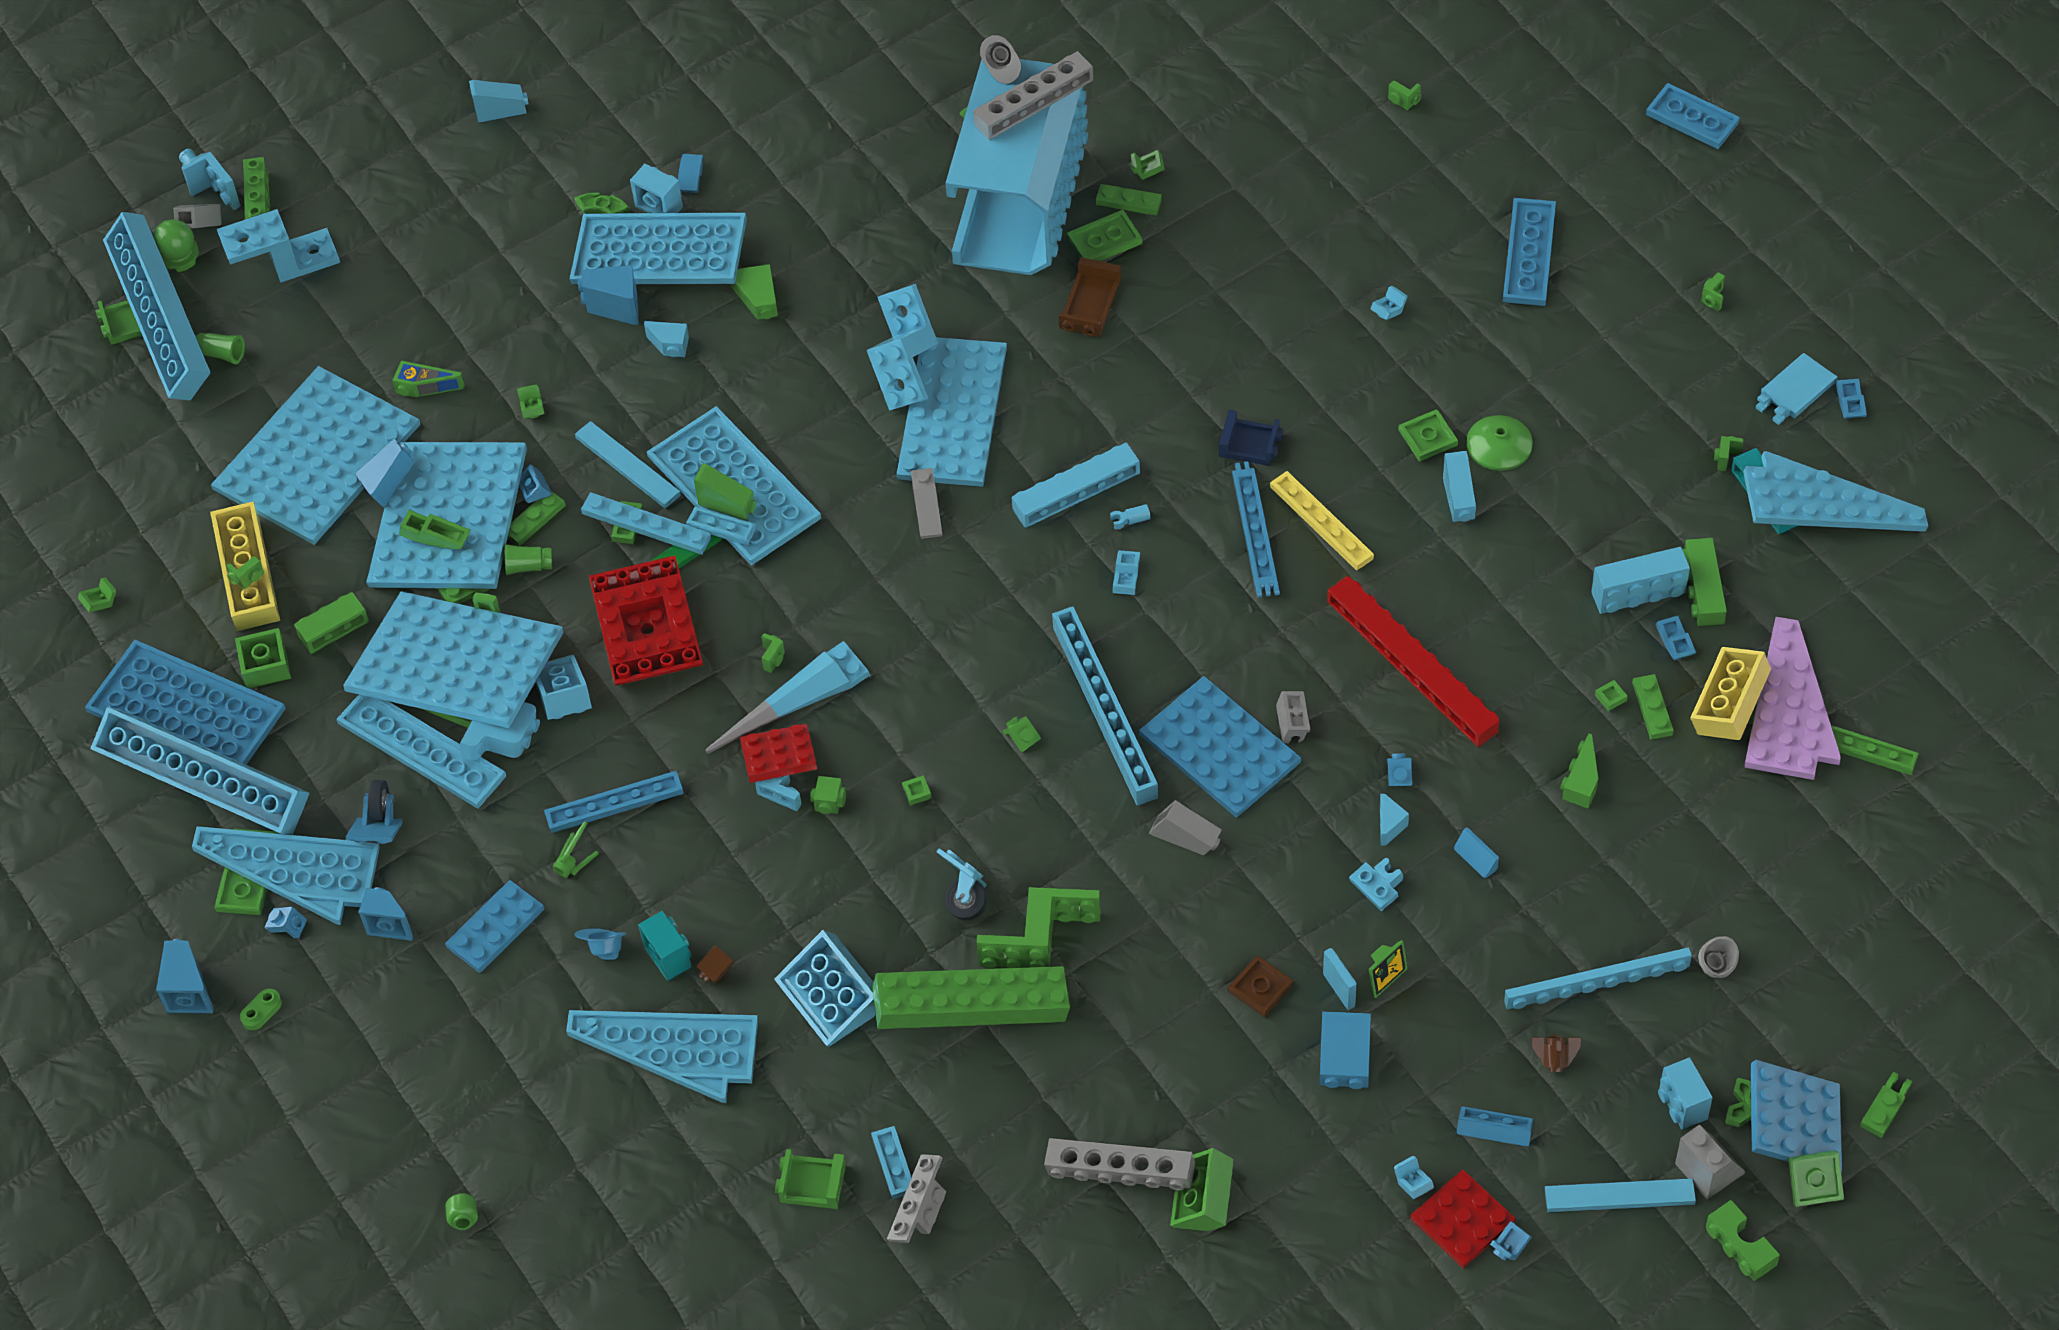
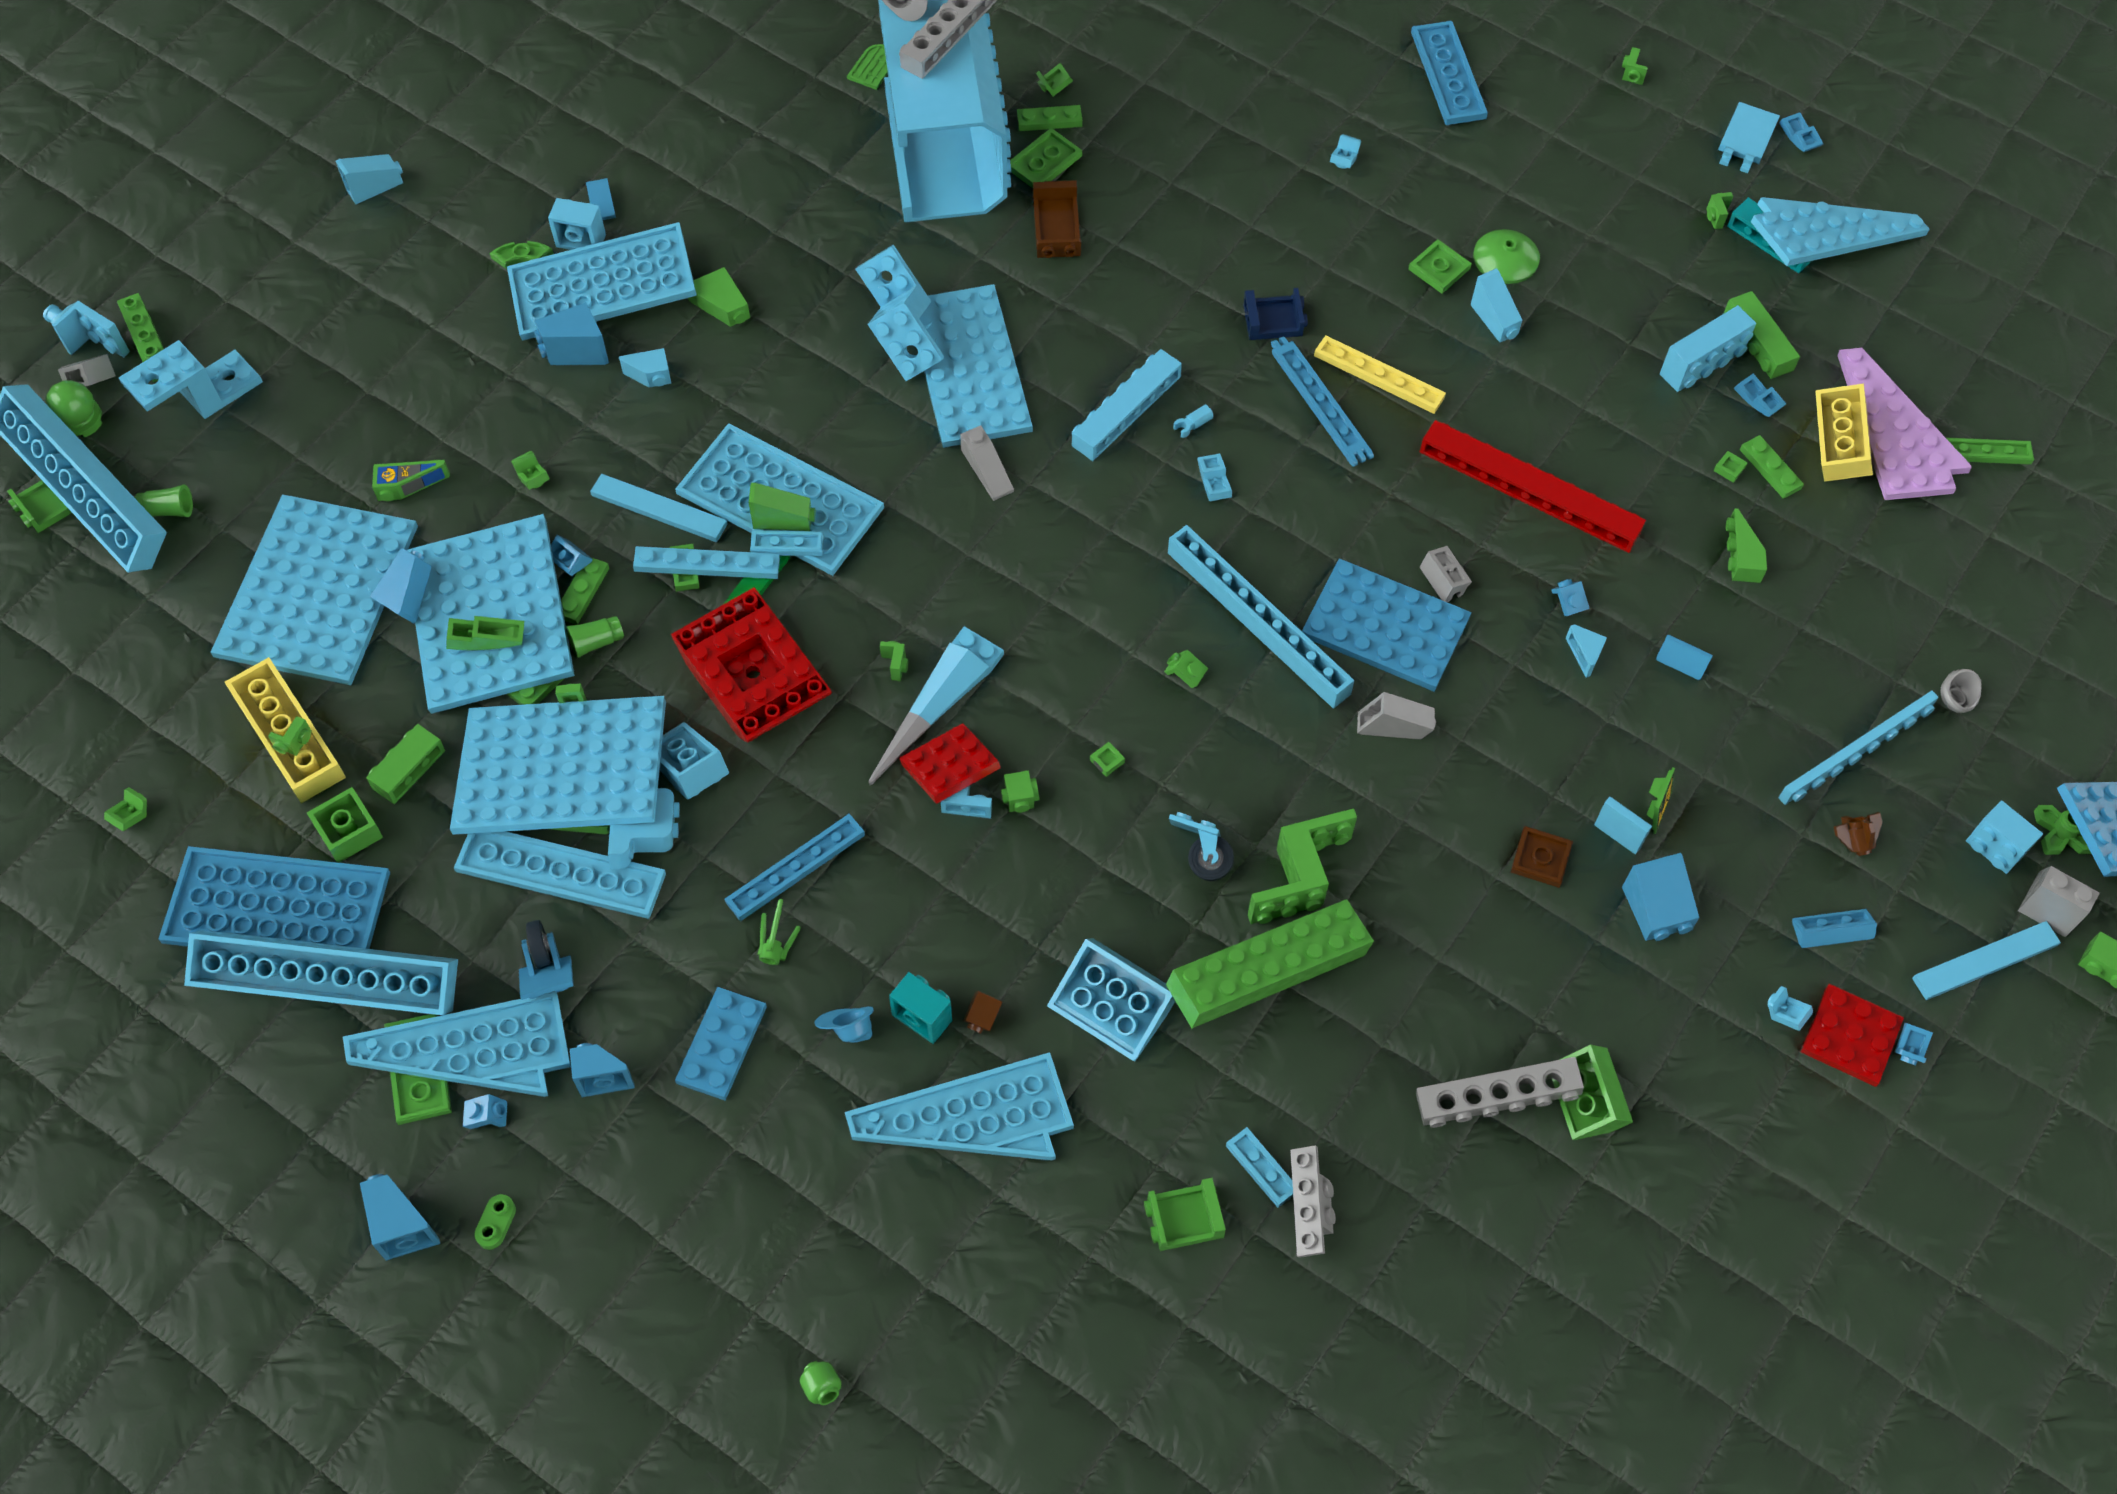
camera: 25 degrees left, 5 degrees up
(1377, 883) = (1604, 717): medium azure plate -> none

